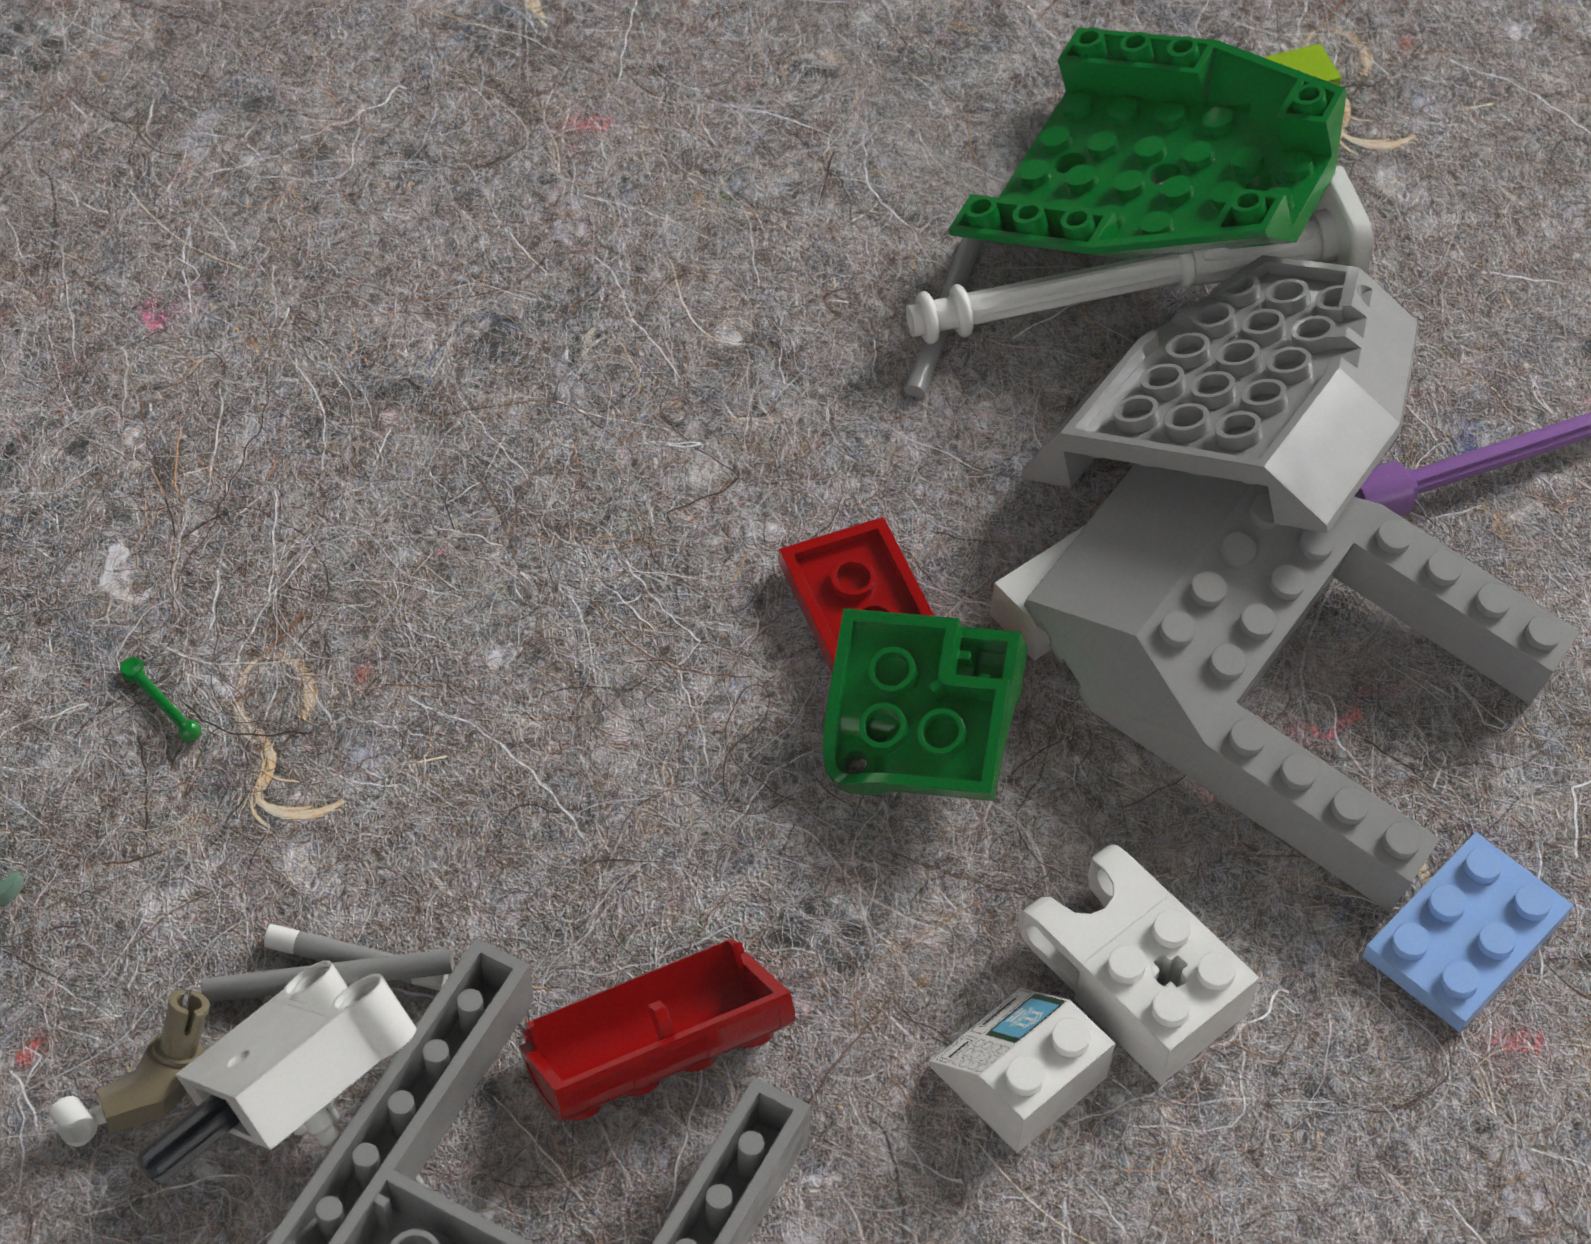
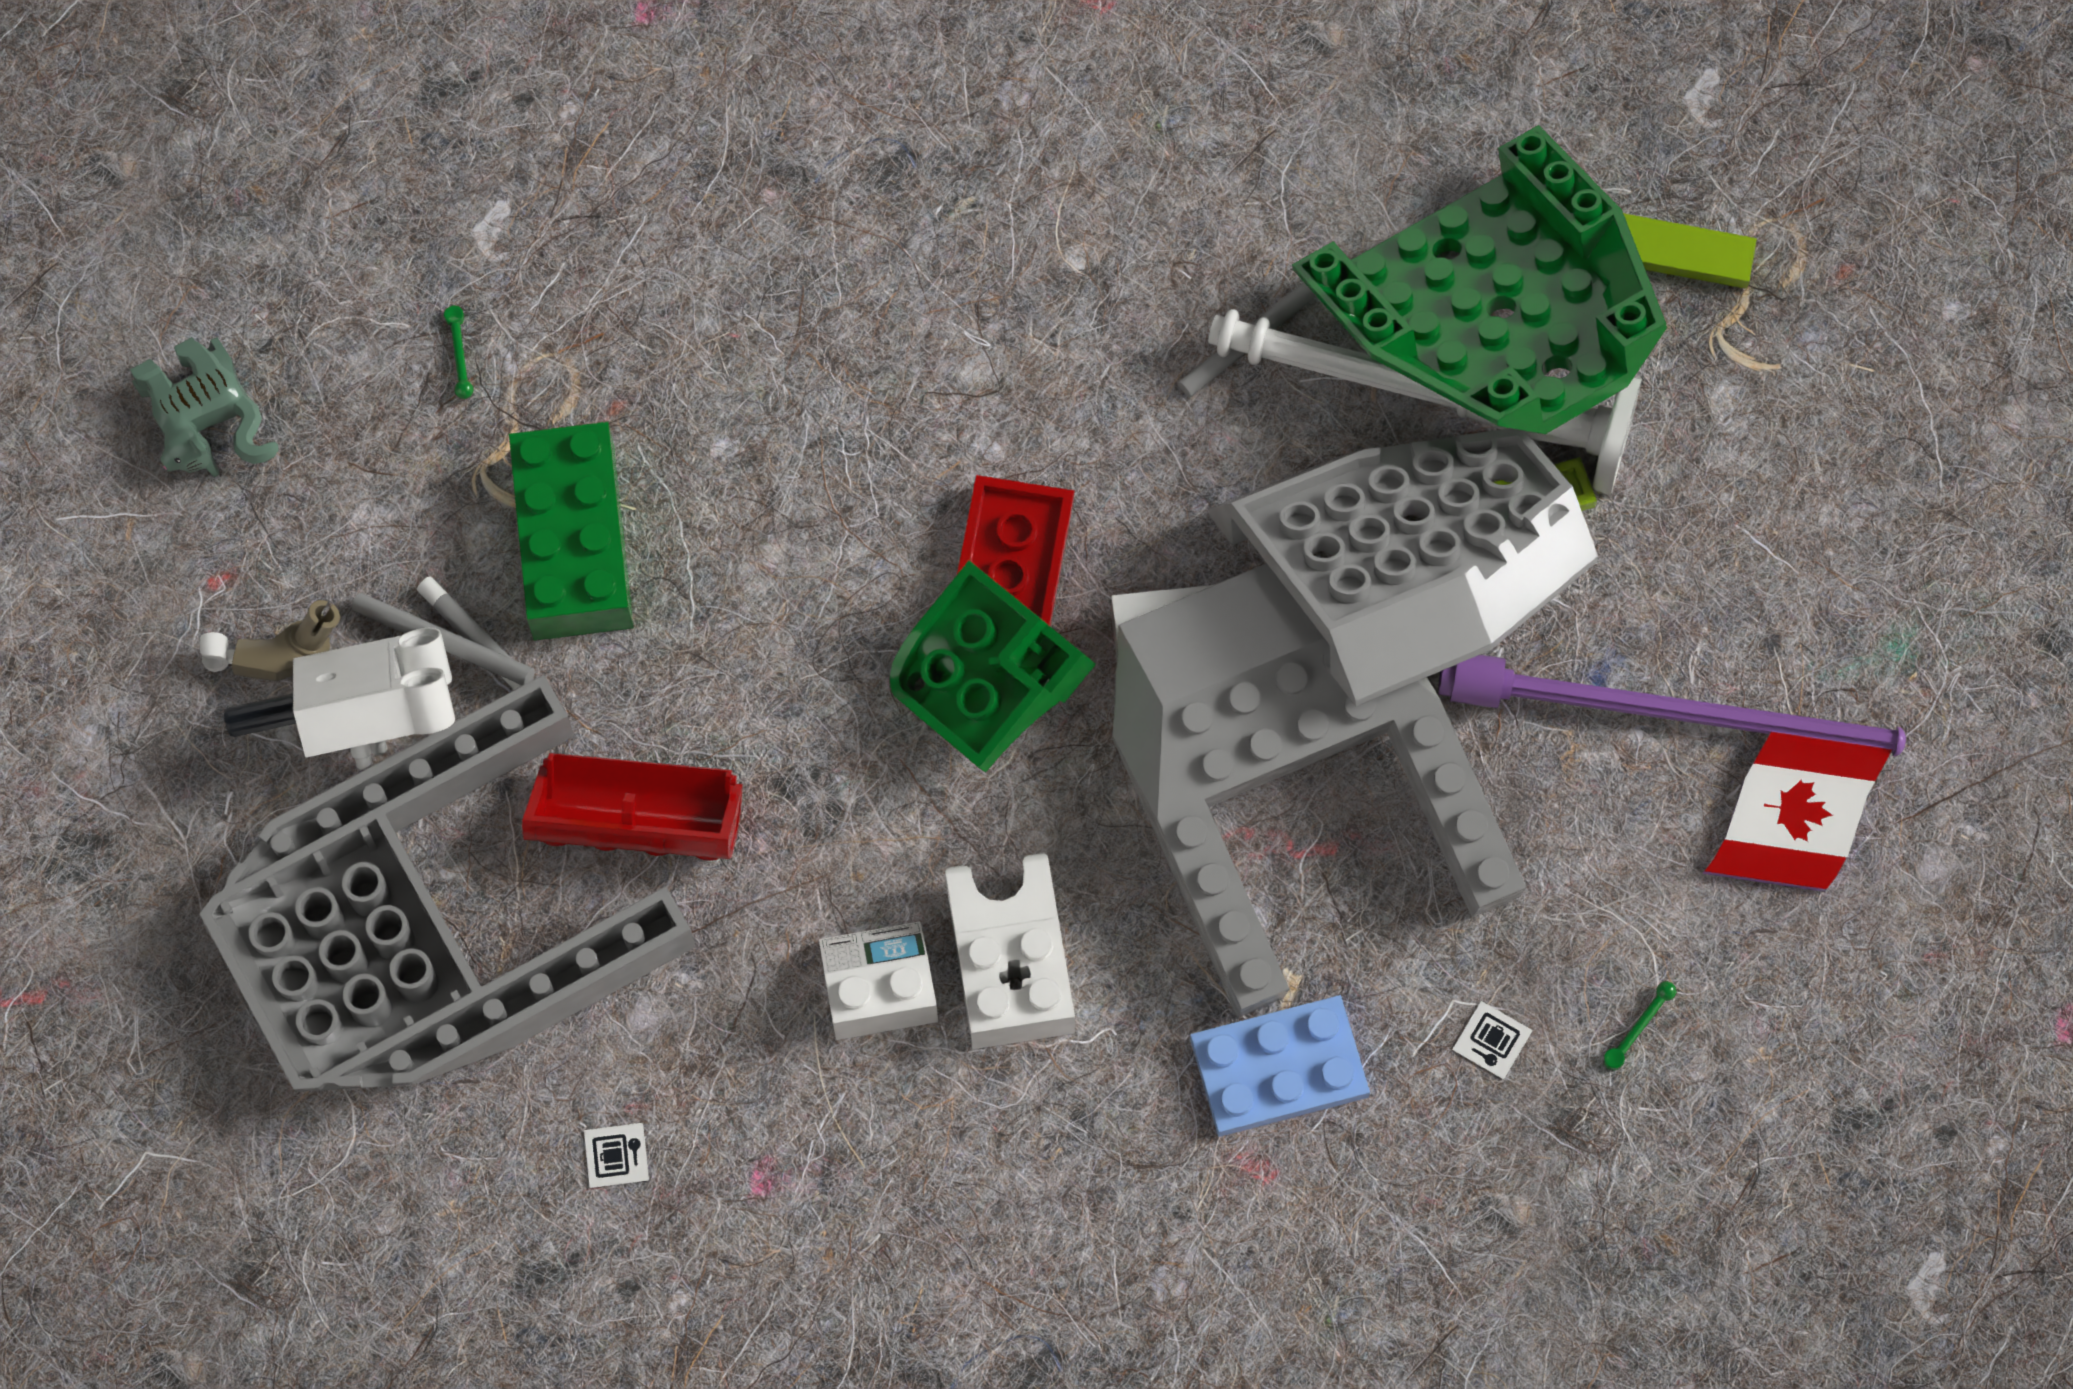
camera: 35 degrees right, 15 degrees up
(401, 800) = (570, 531): none -> green brick

